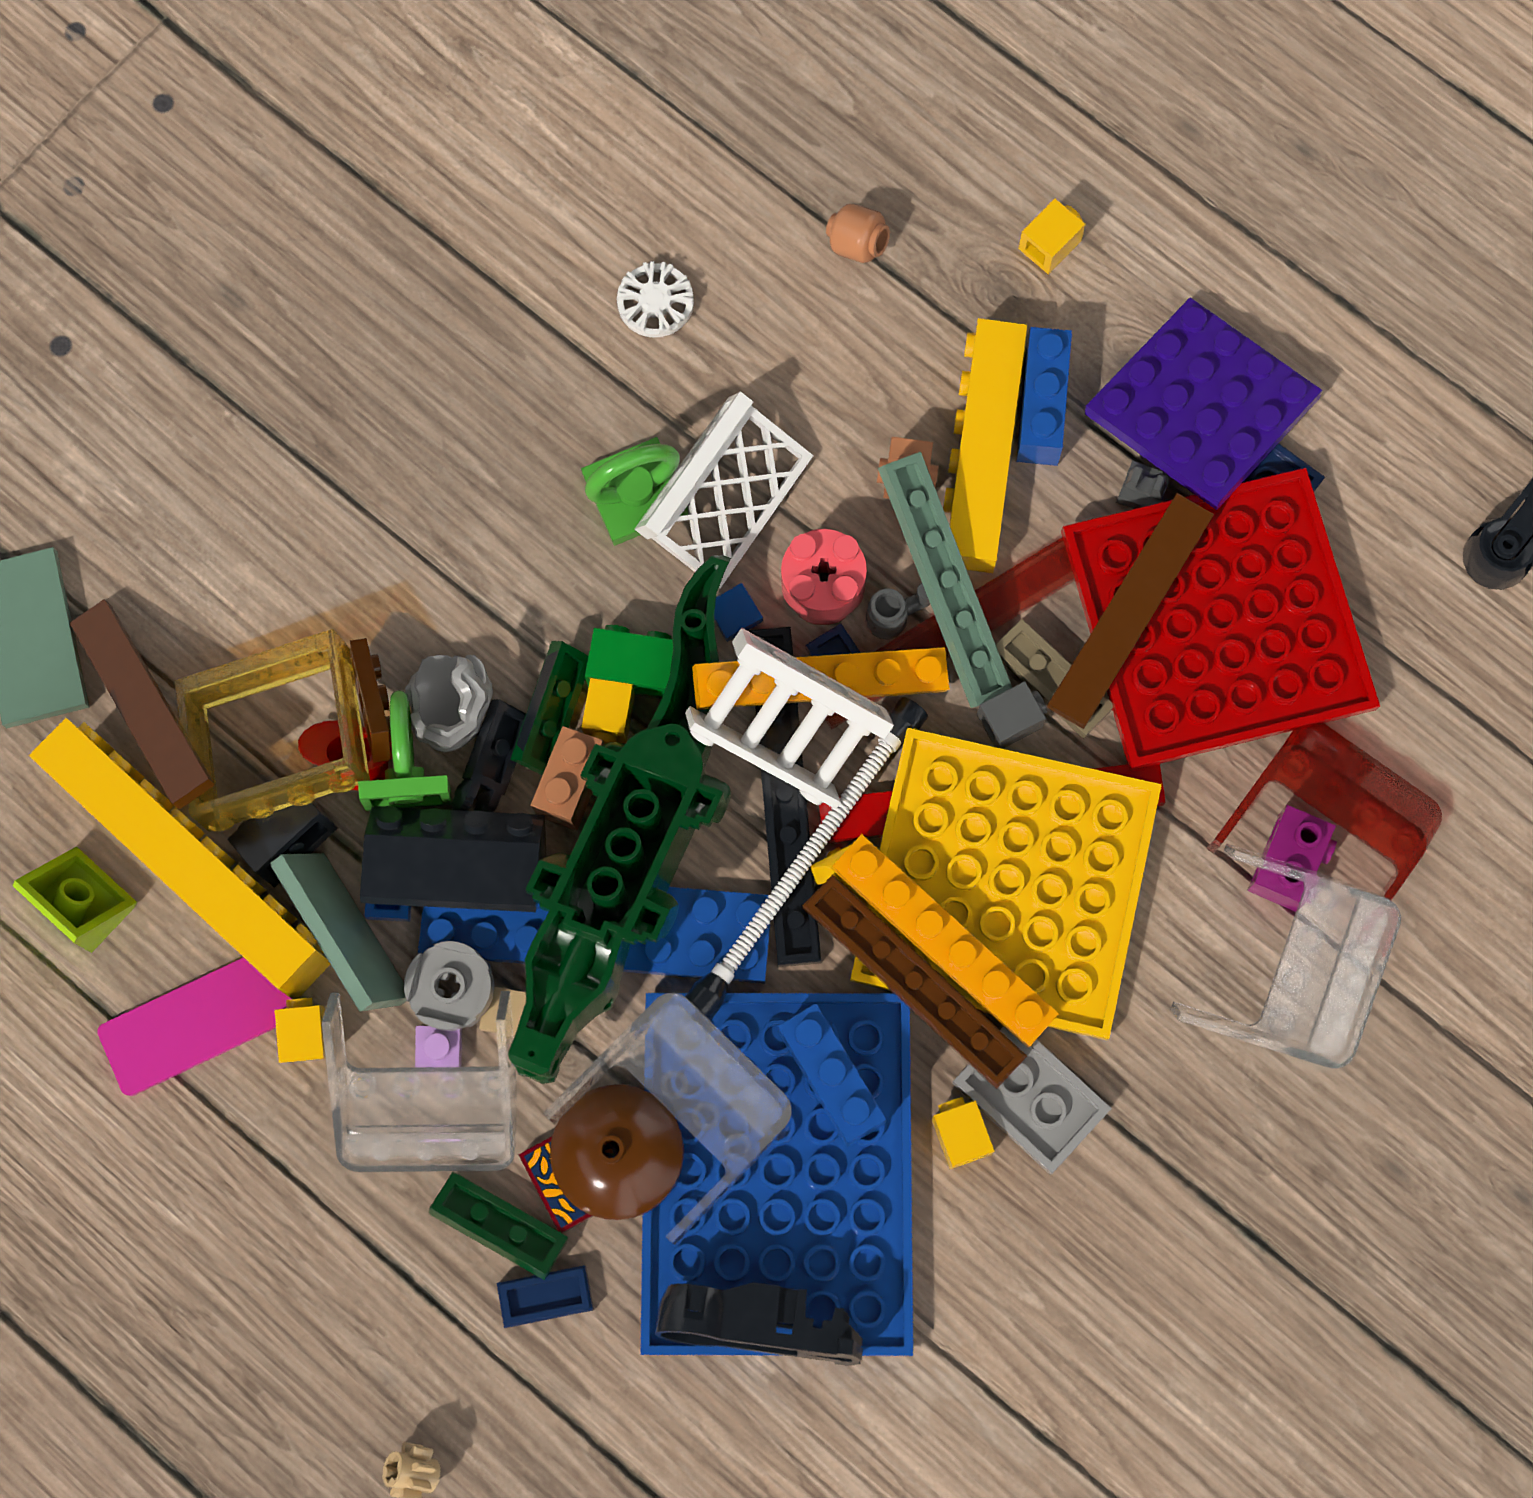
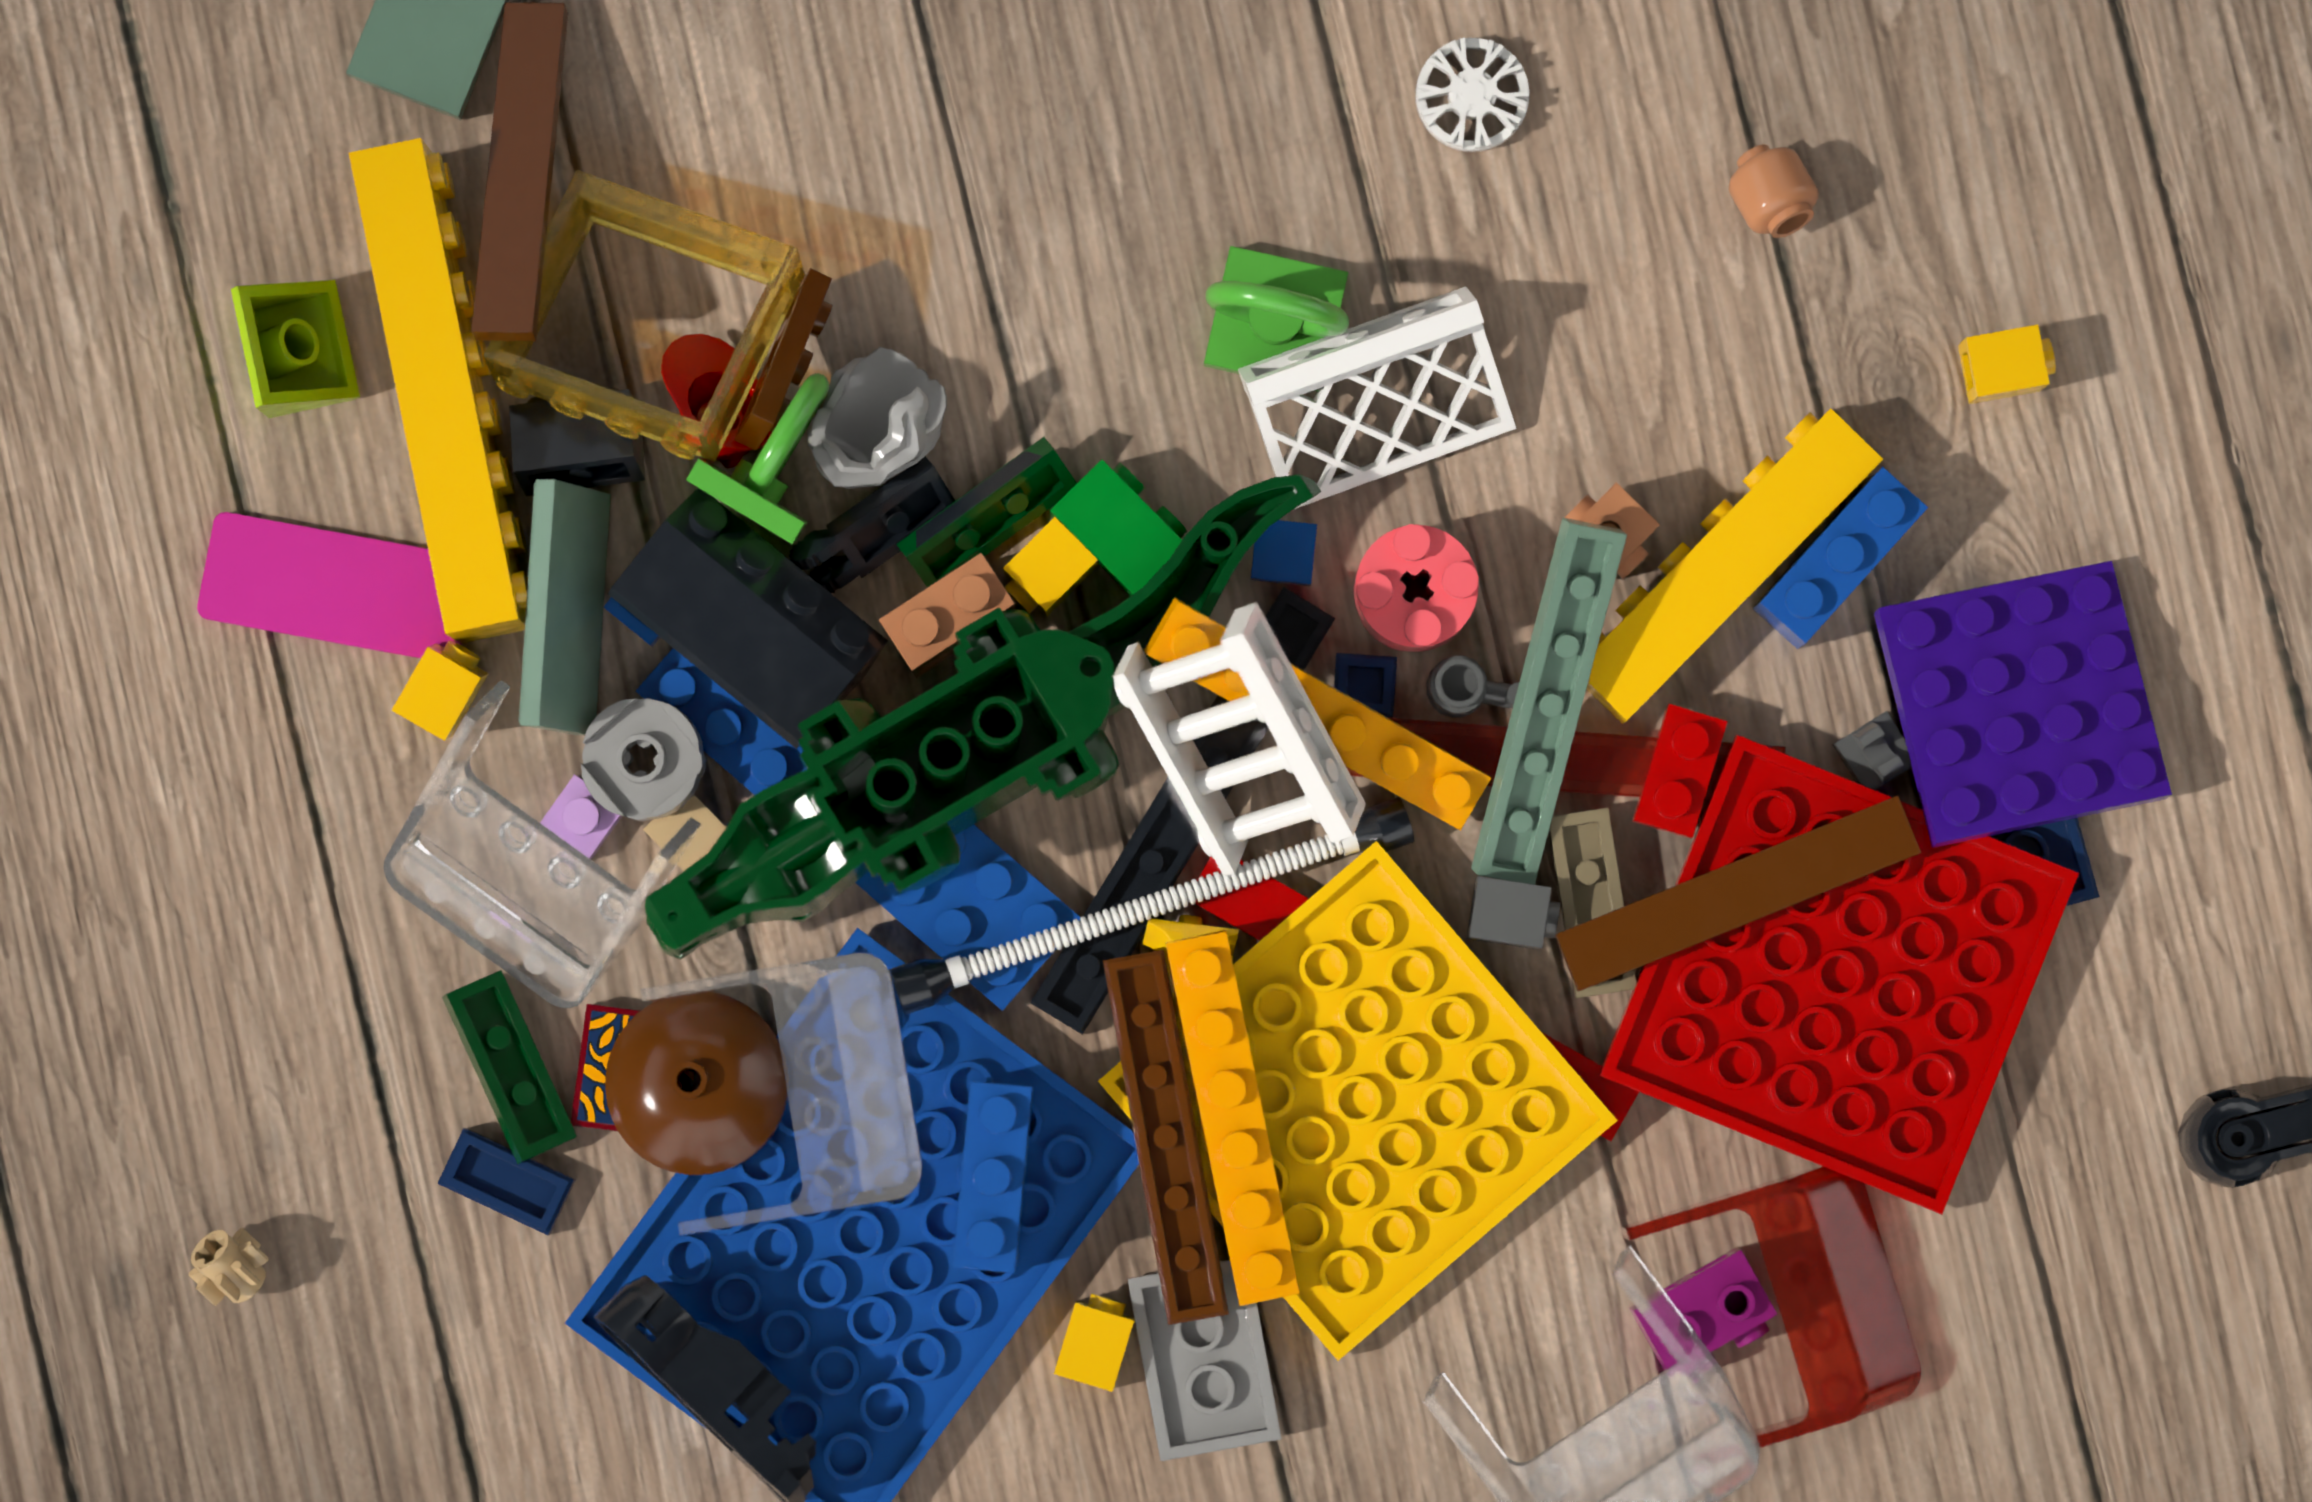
camera: 35 degrees right, 10 degrees up
(1045, 571) = (1679, 771): none -> red plate

